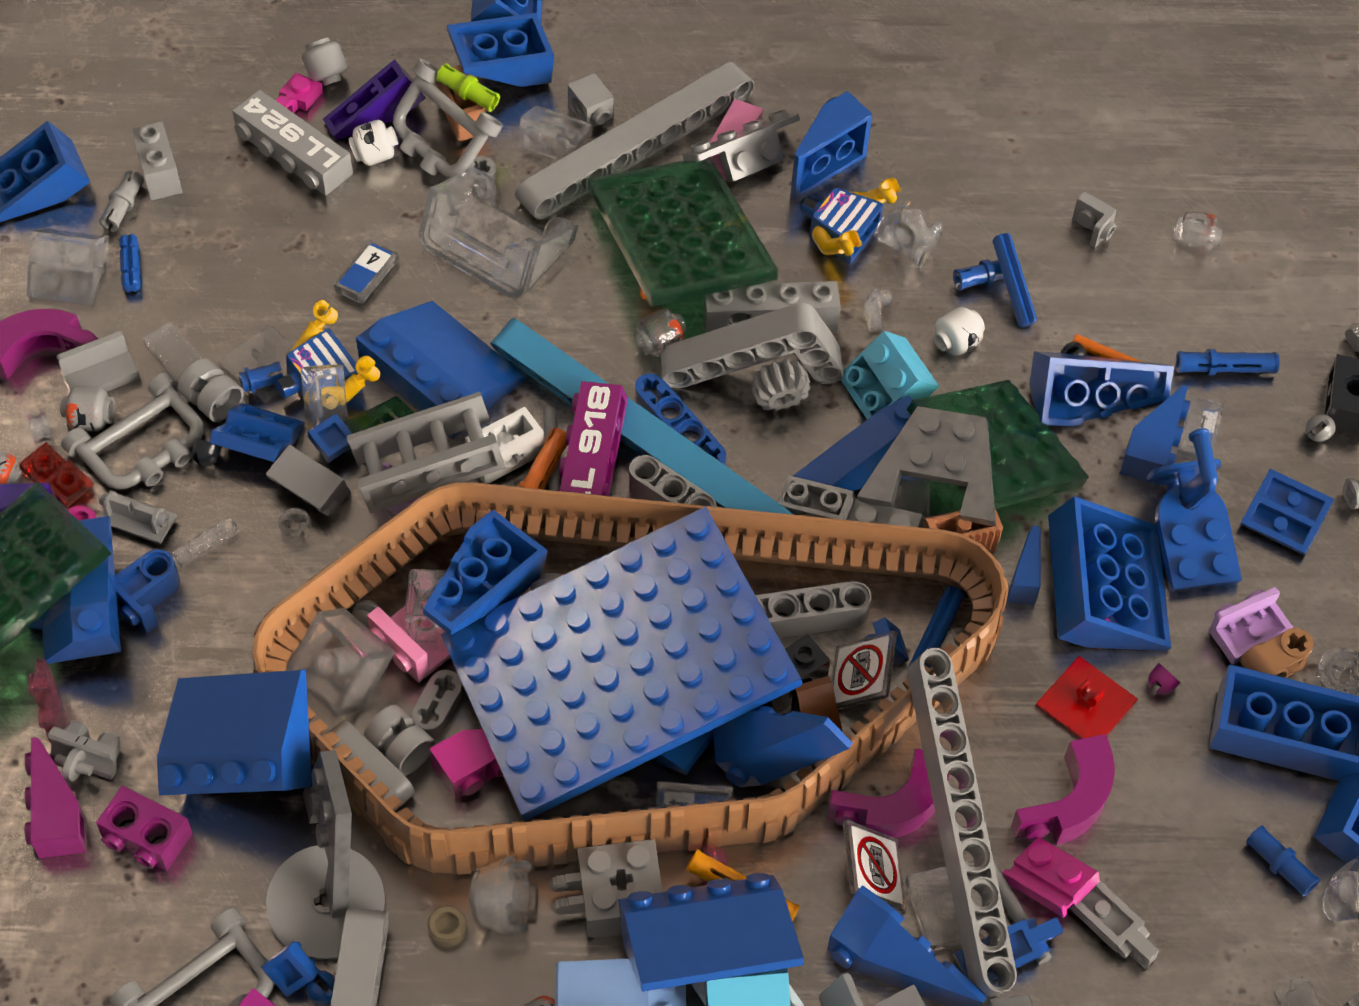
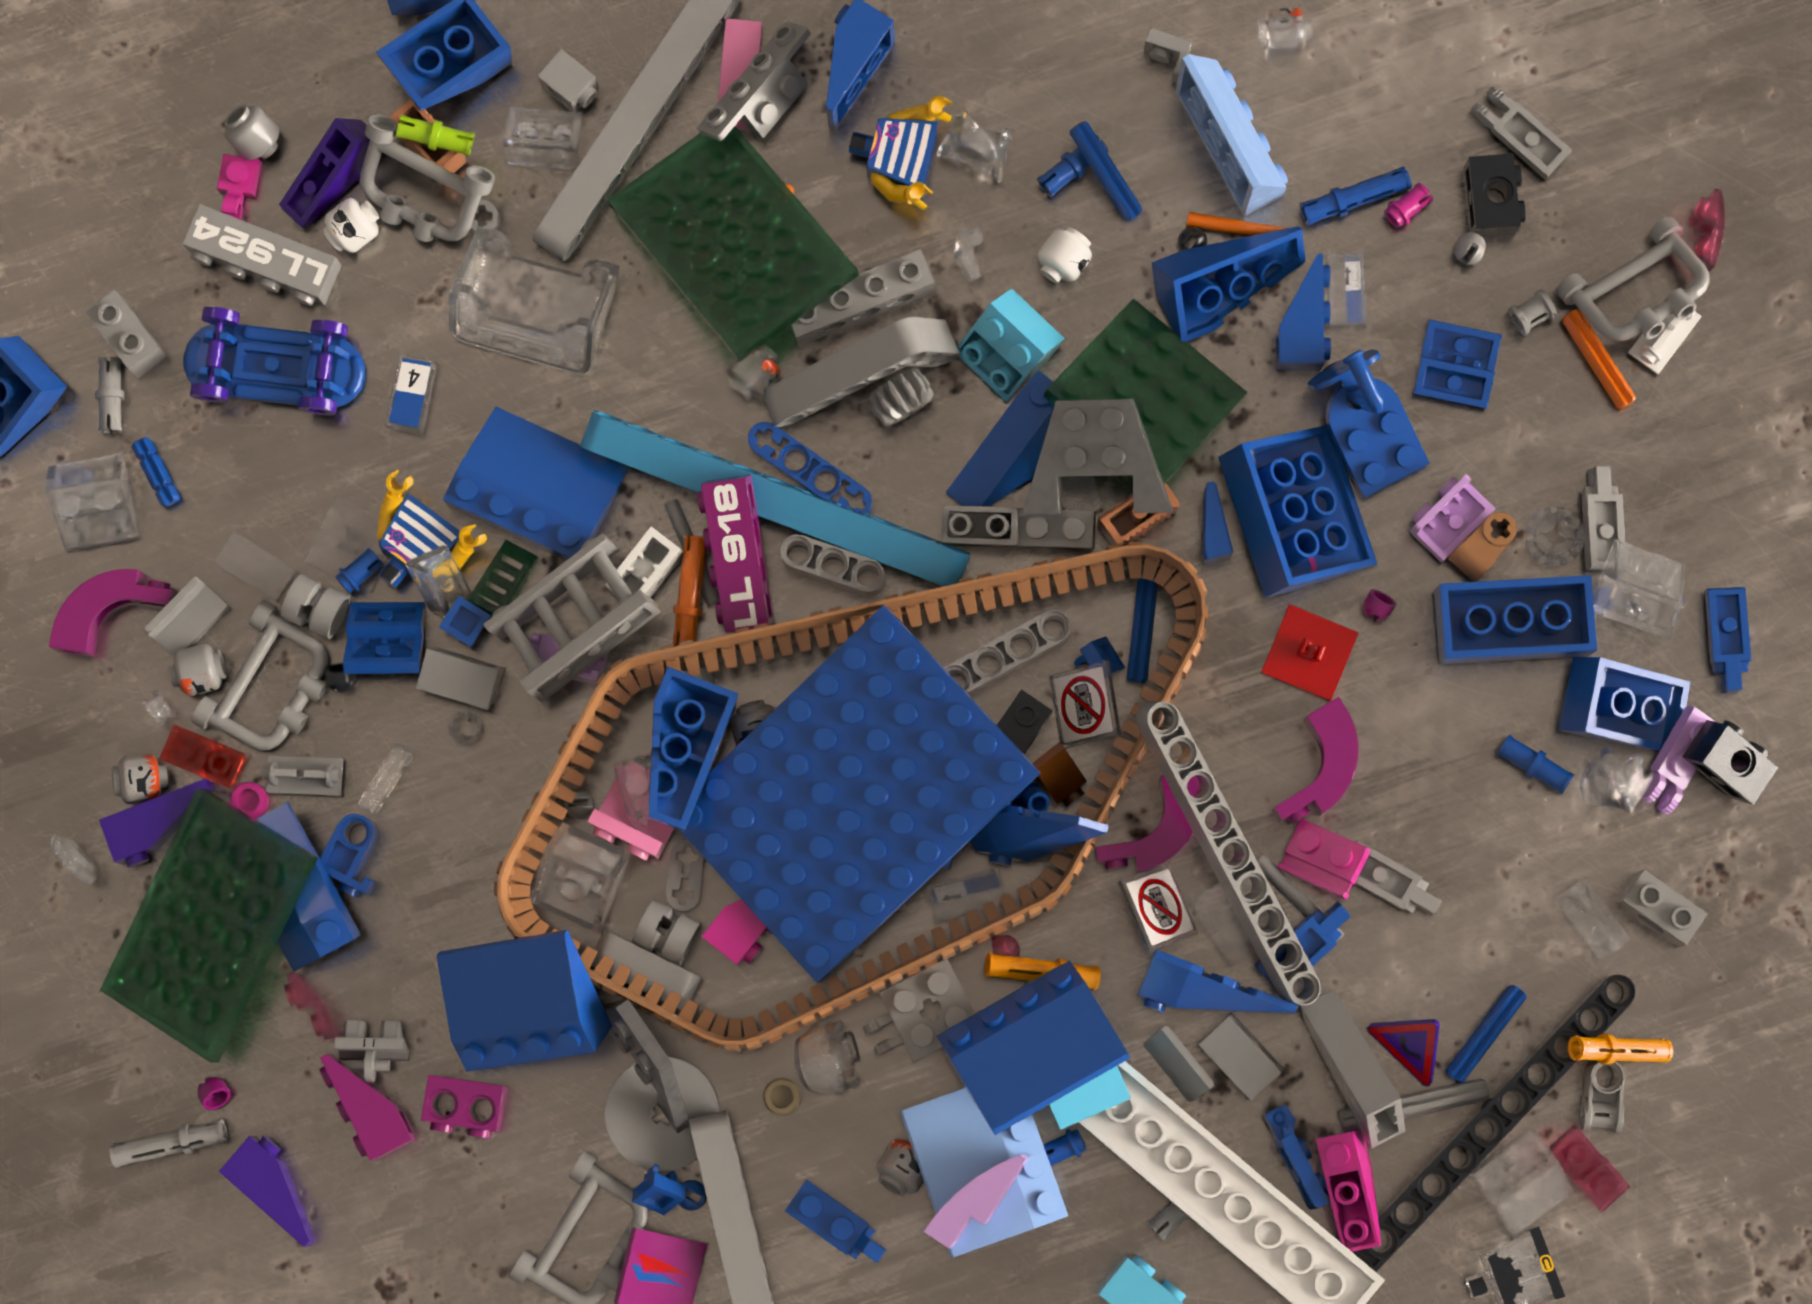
camera: 10 degrees left, 25 degrees up
(266, 218) = (273, 364): none -> blue piece
(1128, 281) = (1229, 134): none -> light blue slope
(1264, 384) = (1407, 206): none -> dark pink pin

